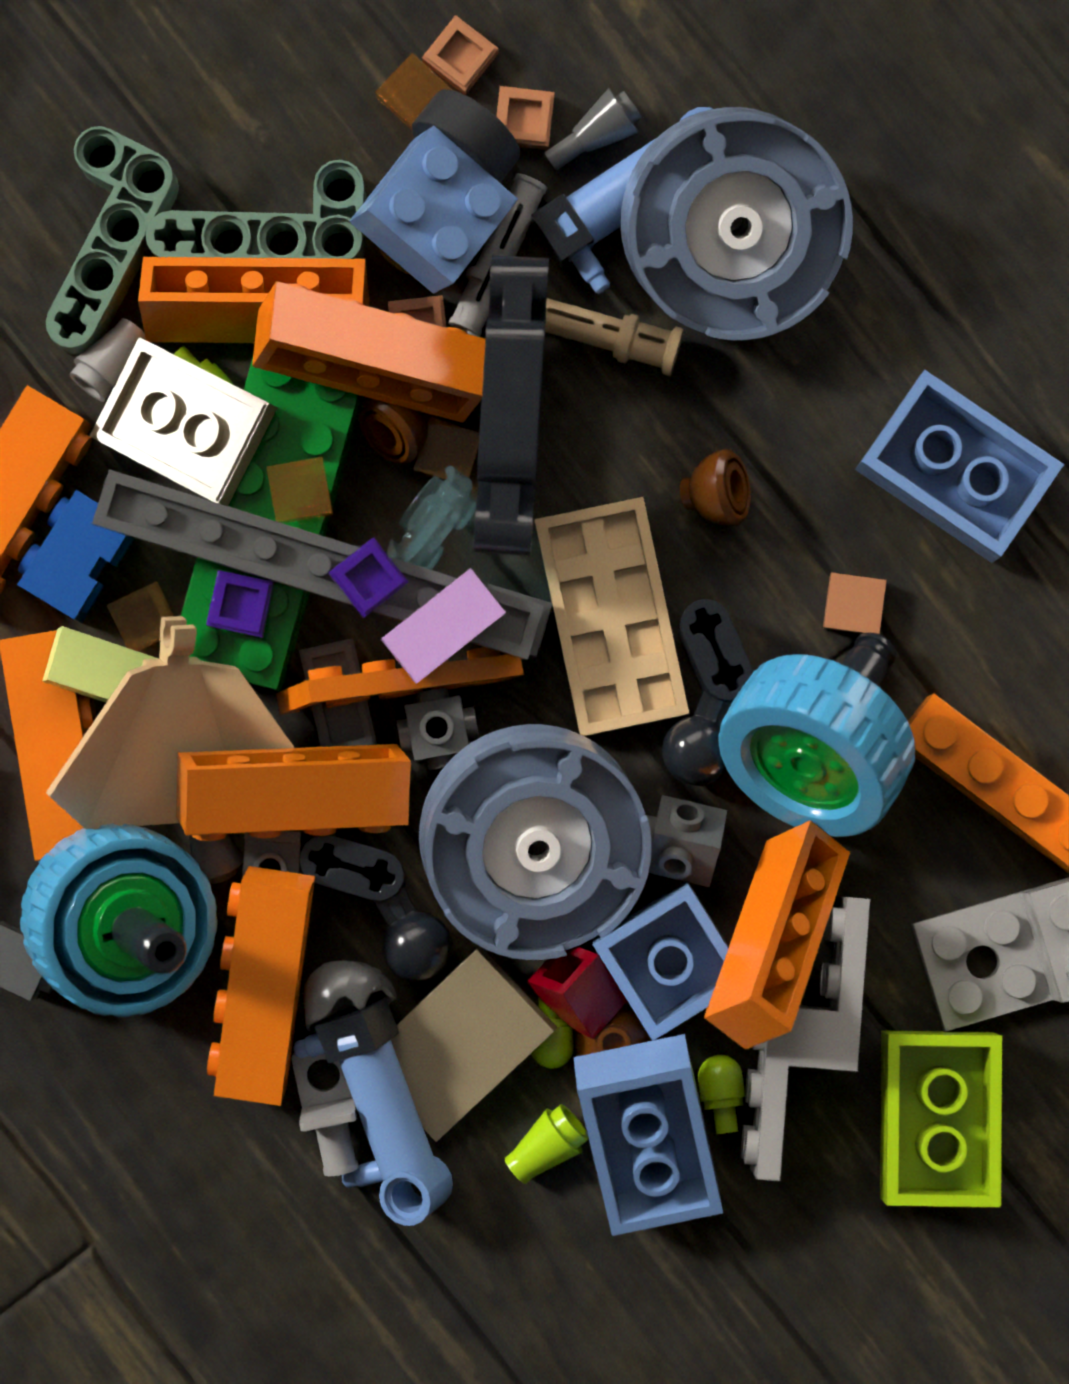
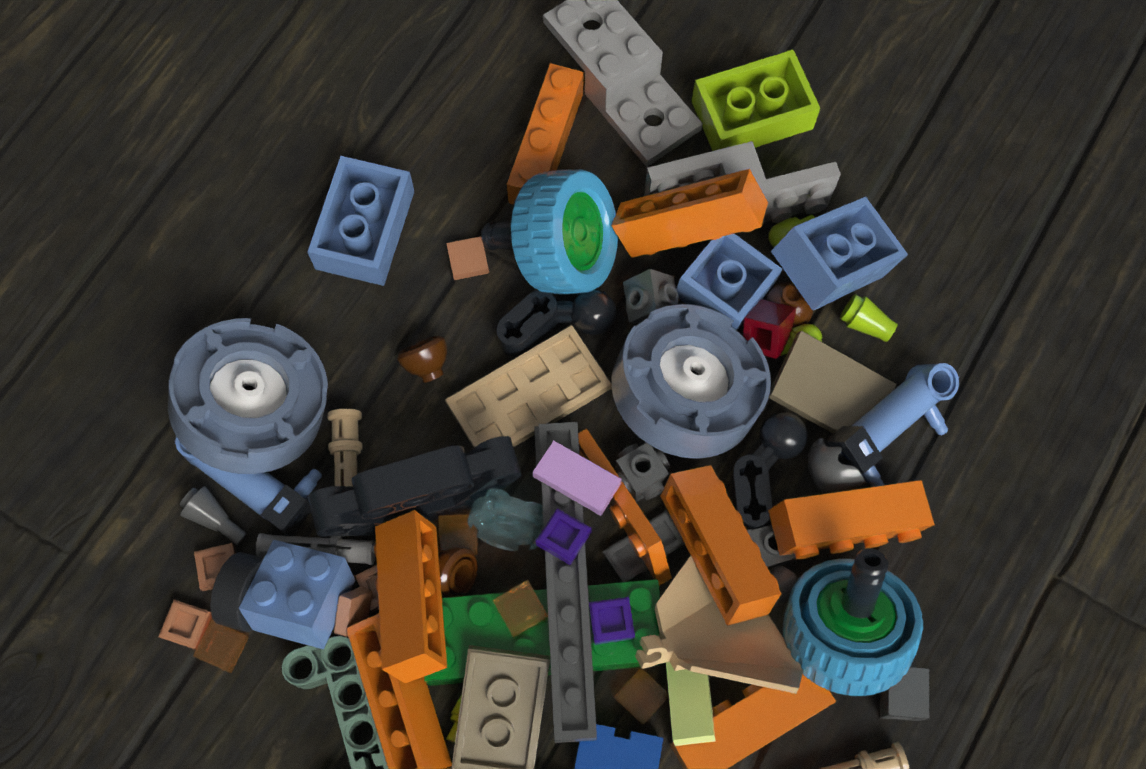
camera: 115 degrees left, 15 degrees down
(329, 1115) = (913, 451): light grey bracket -> none
(390, 276) = (352, 609): none -> nougat tile

